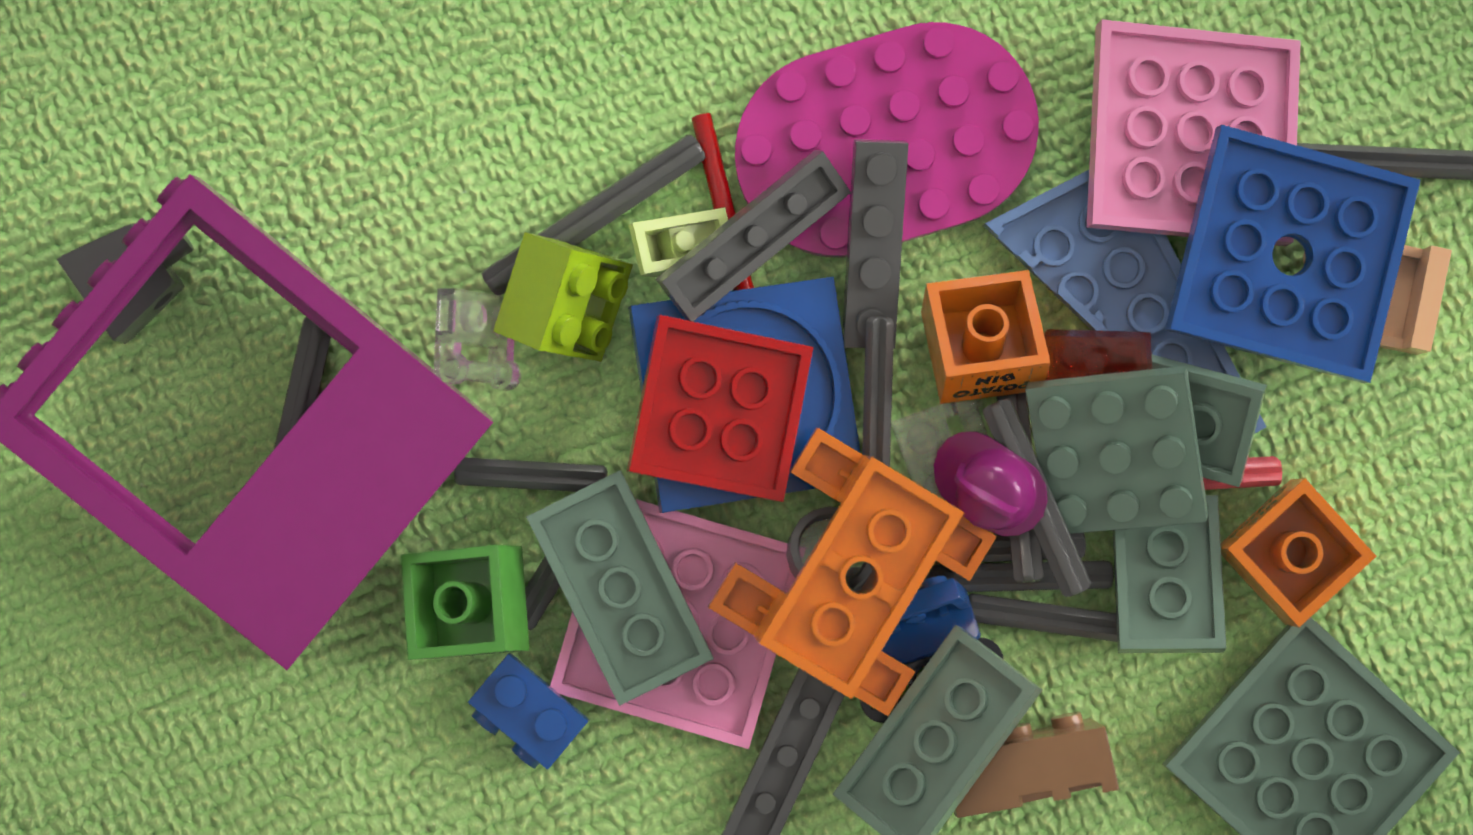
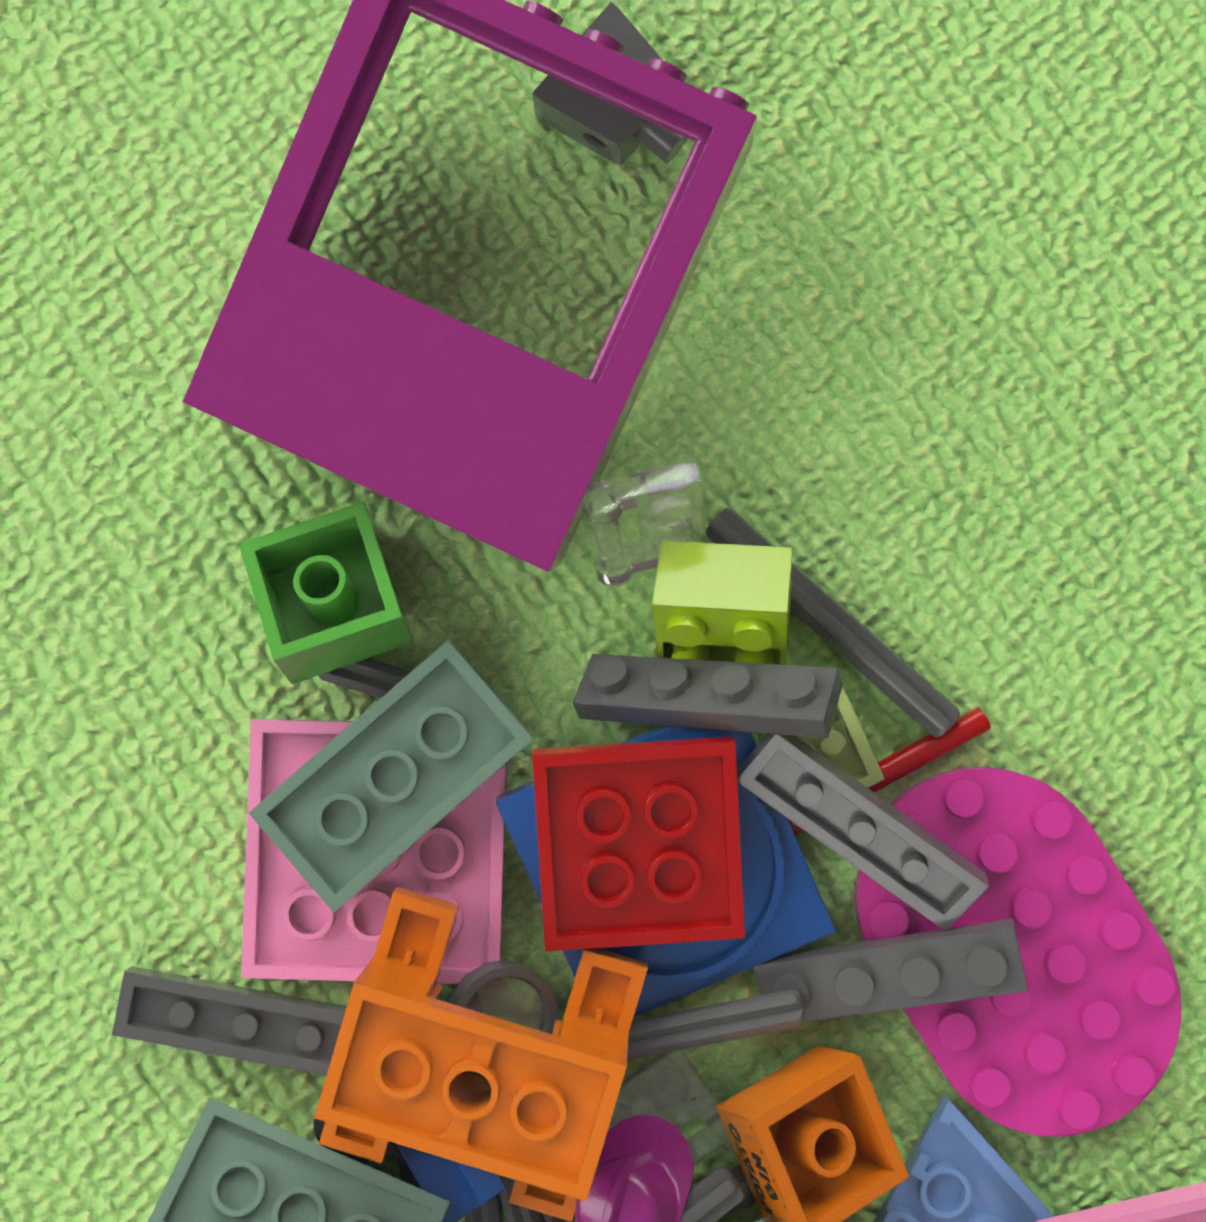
camera: 80 degrees right, 0 degrees up
(305, 375) = (549, 332): dark grey axle -> none
(527, 474) = (503, 629): dark grey axle -> none
(527, 712) = (216, 702): blue bracket -> none
(620, 326) = (710, 694): none -> dark grey plate

